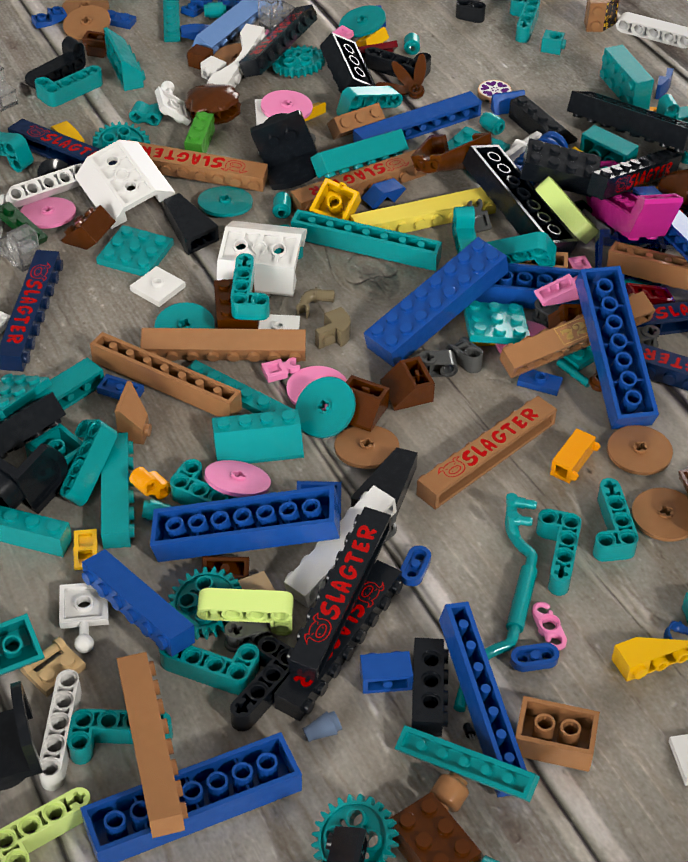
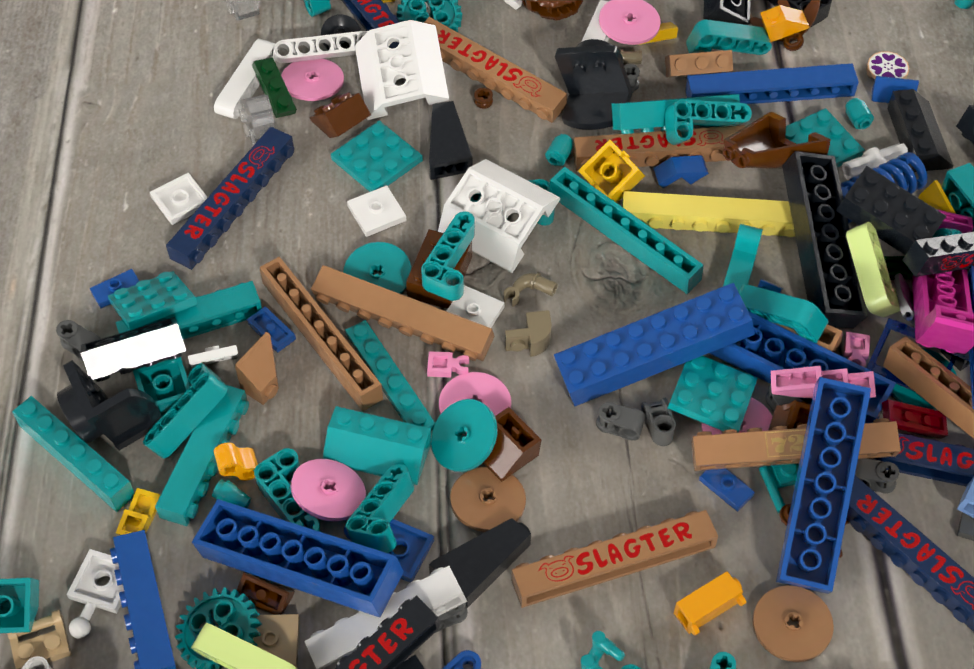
camera: 25 degrees right, 10 degrees up
(95, 411) = (213, 355): none -> white plate
(198, 187) = (488, 98): none -> reddish brown bush
(200, 132) = (516, 30): bright green brick -> none
(225, 201) = (502, 124): teal piece -> none
(289, 469) = (372, 518): none -> teal beam
(375, 147) = (709, 117): none -> teal beam
(403, 77) = (783, 22): none -> light orange slope
(409, 384) = (570, 438): reddish brown slope -> none
(482, 219) = (771, 244): dark grey plate -> none

